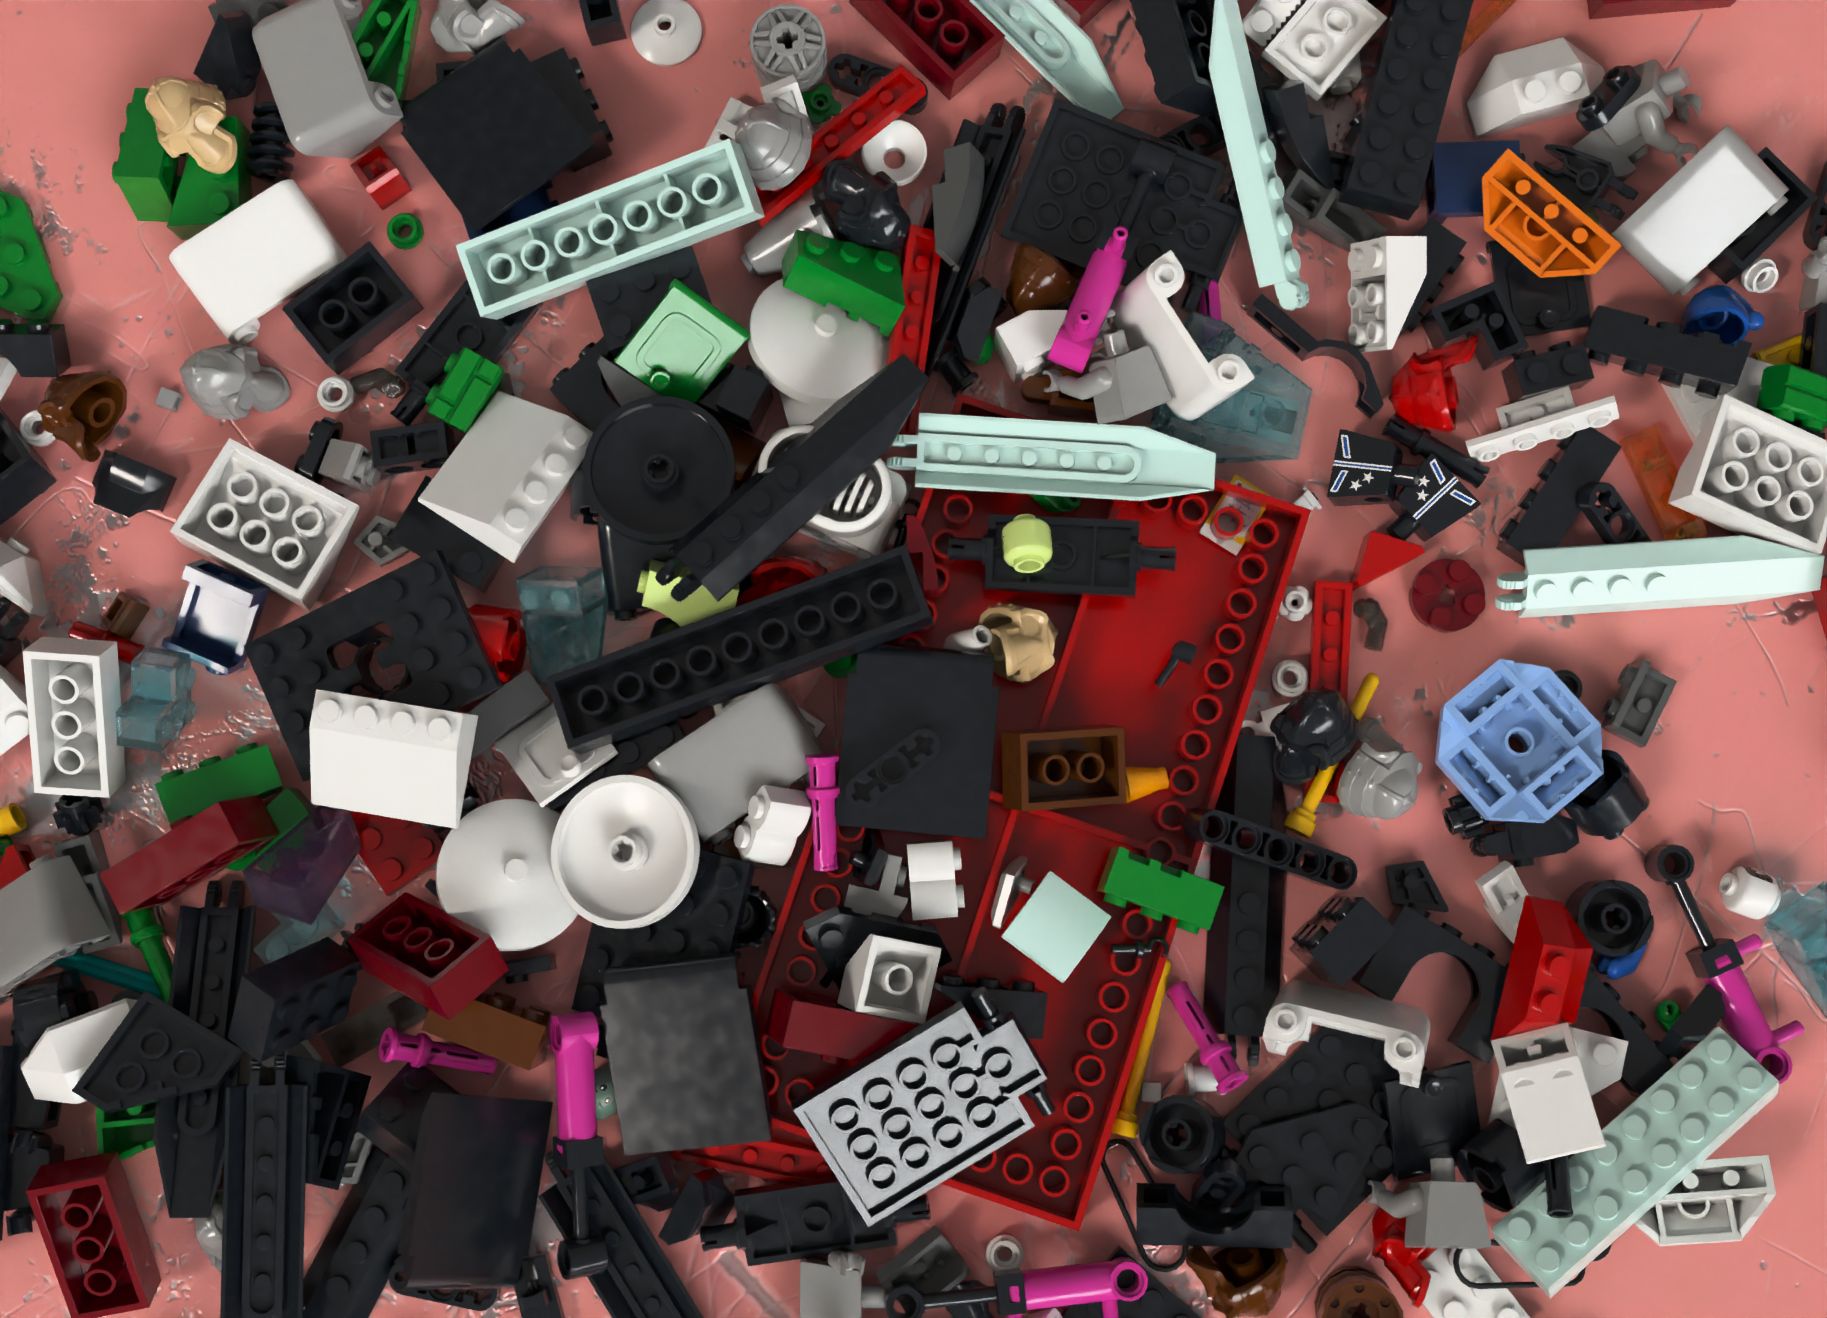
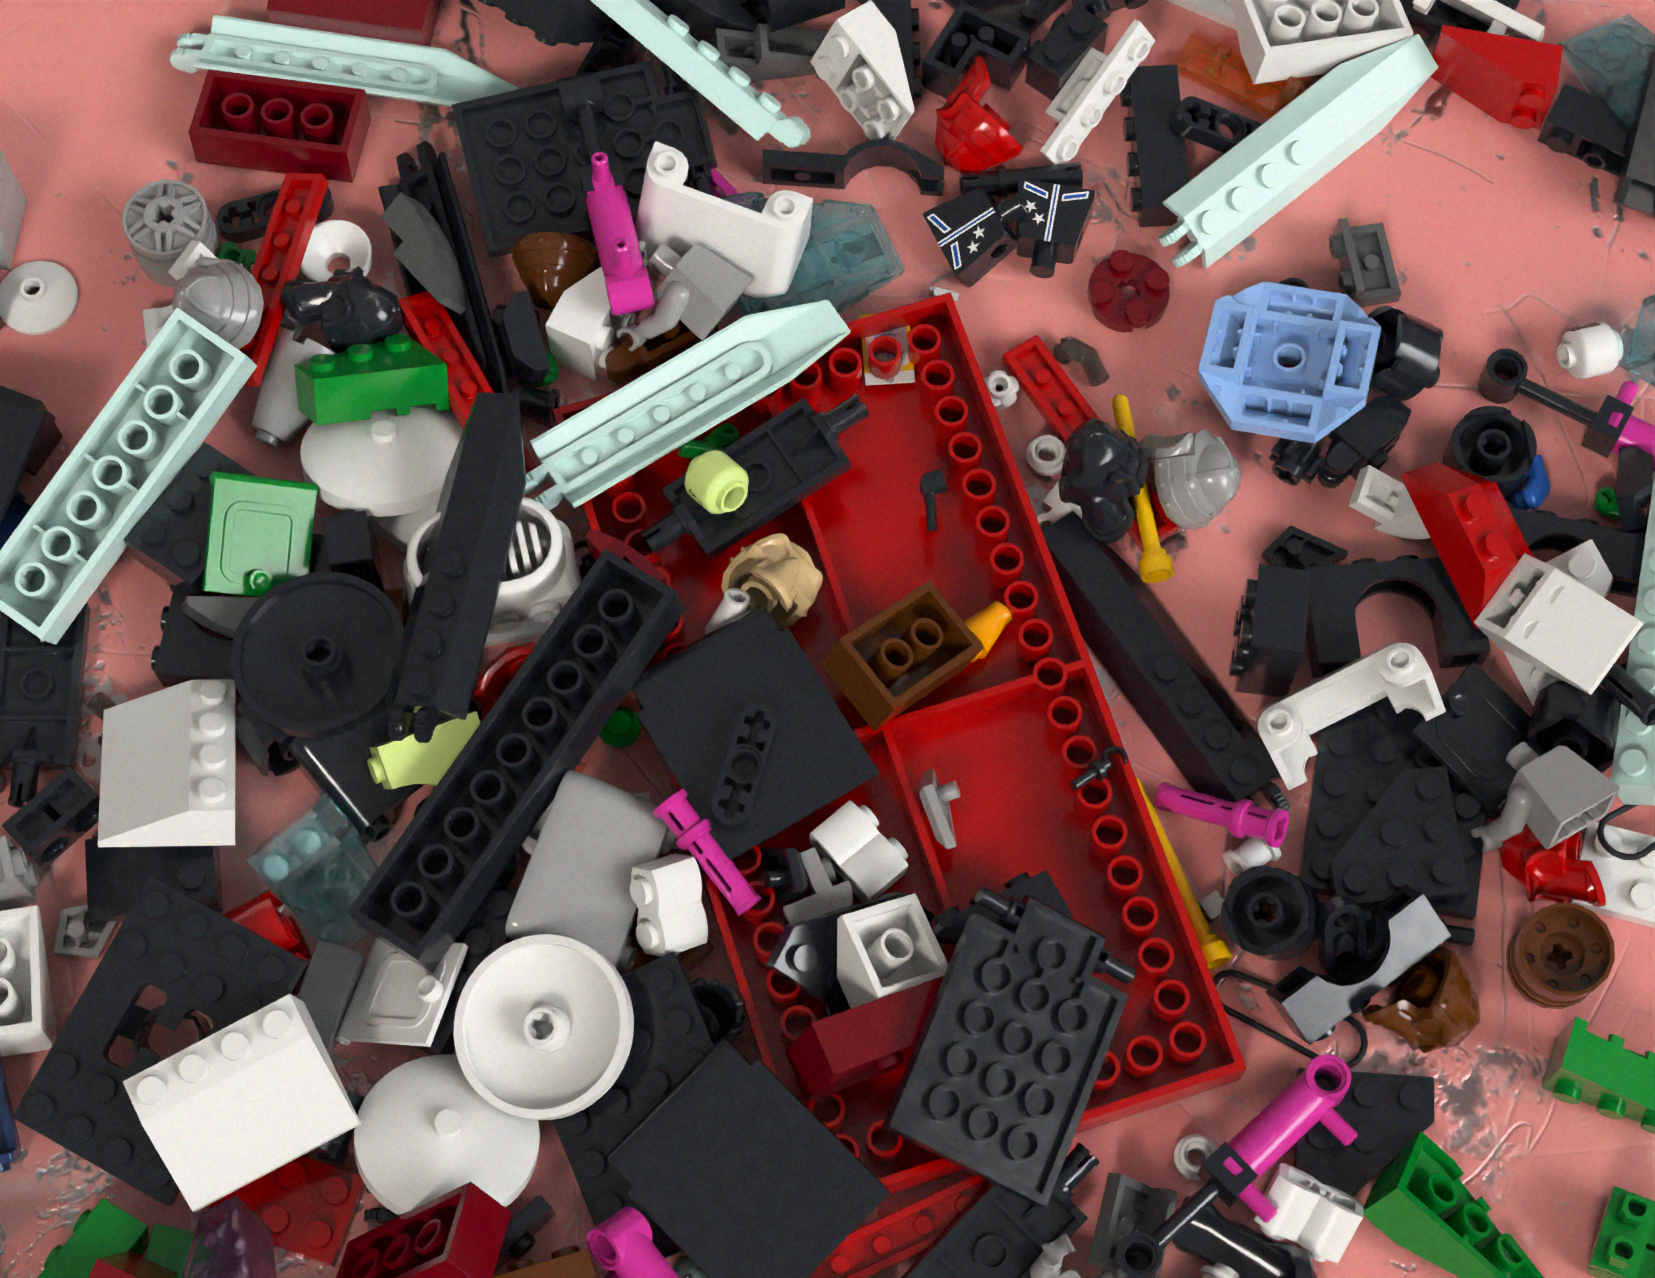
camera: 35 degrees left, 15 degrees down
(465, 389) = (70, 727): green brick -> none
(1056, 926) = (1006, 803): light aqua slope -> none
(1159, 890) = (1073, 699): green wedge -> none
(1255, 843) = (1144, 601): black beam -> none
(1381, 555) = (1044, 295): red slope -> none

